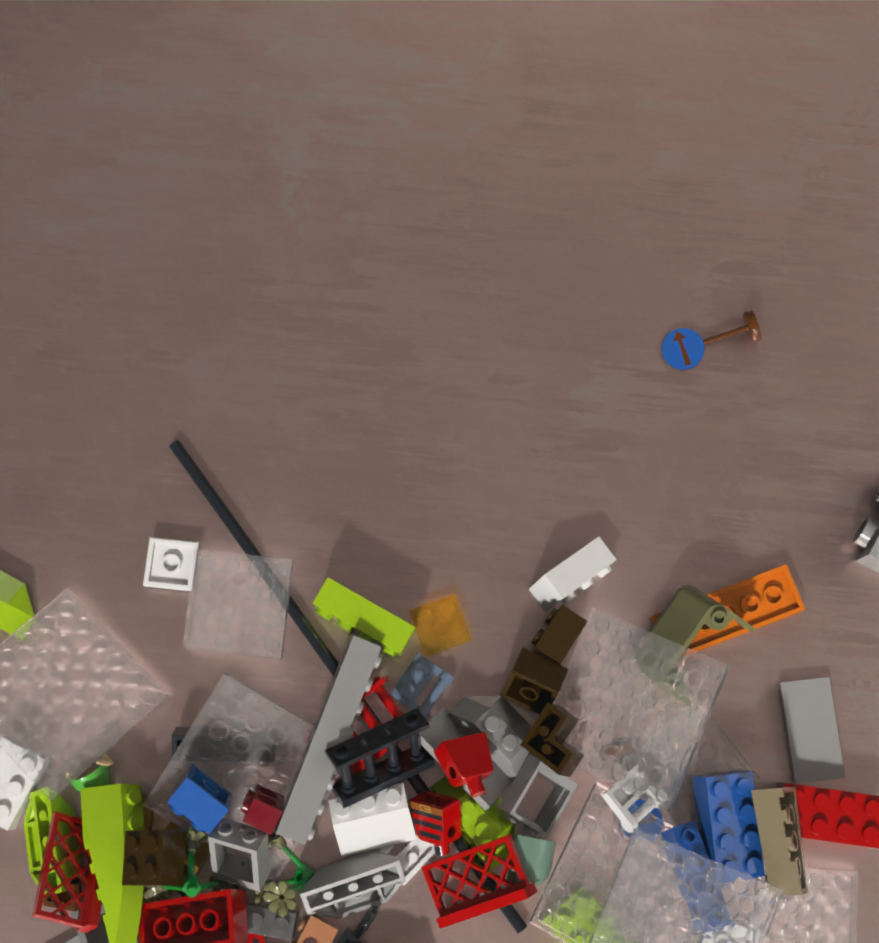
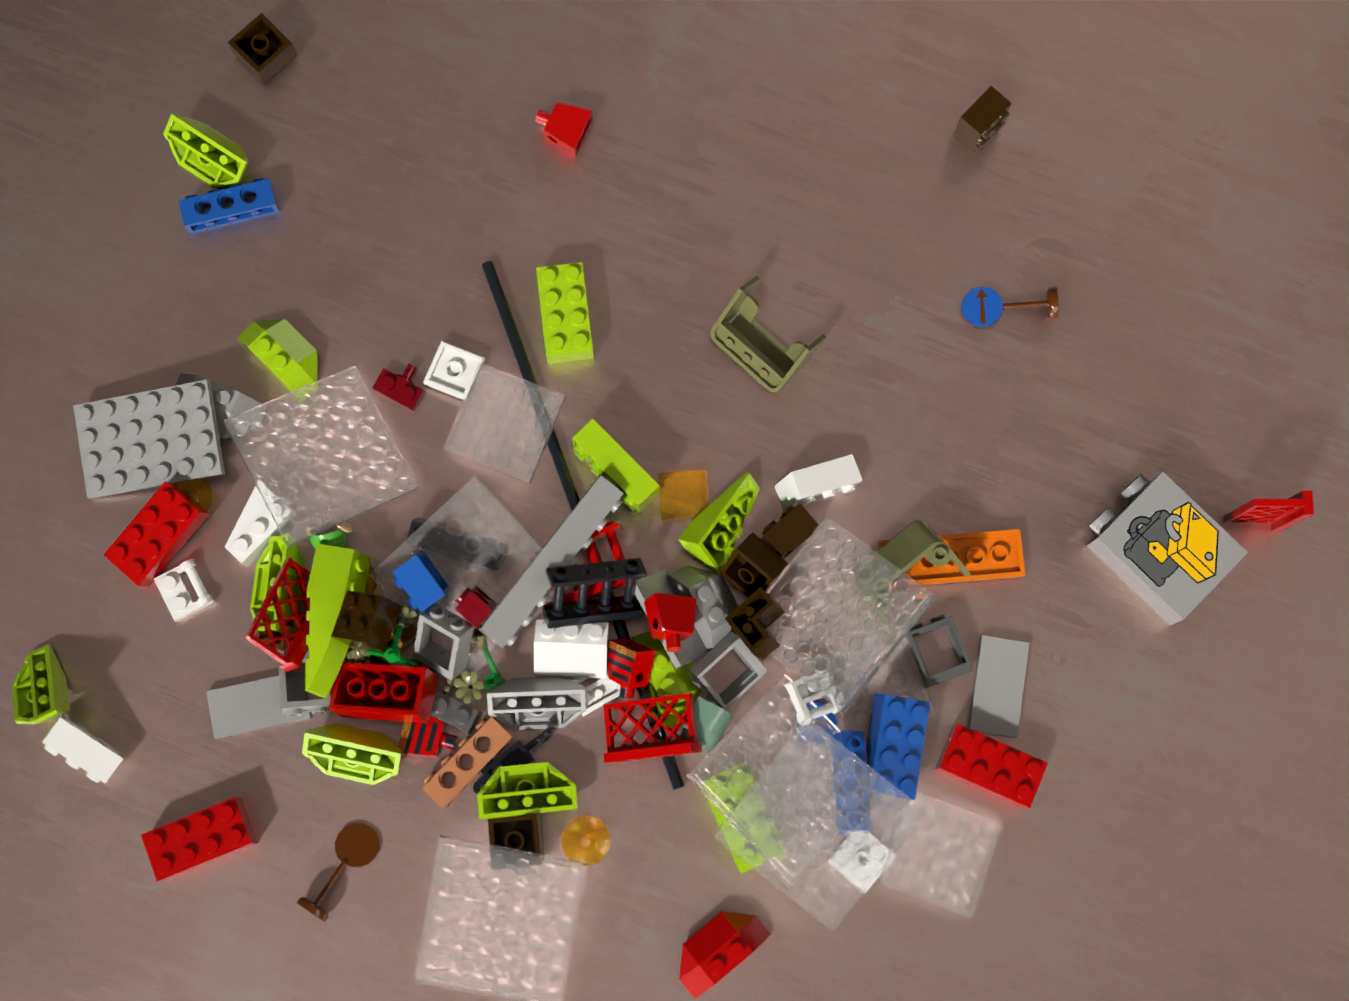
camera: 15 degrees right, 0 degrees up
(120, 596) = (400, 387): none -> dark red plate
(214, 281) = (565, 126): none -> red torso
(267, 473) = (564, 313): none -> lime brick
(415, 680) = (648, 536): sand blue plate -> none
(470, 453) = (755, 346): none -> olive windscreen
(482, 653) = (716, 528): none -> lime wedge
(630, 161) = (982, 119): none -> dark brown brick
(761, 731) = (936, 623): none -> dark grey window
(781, 839) = (939, 768): dark tan wedge -> none

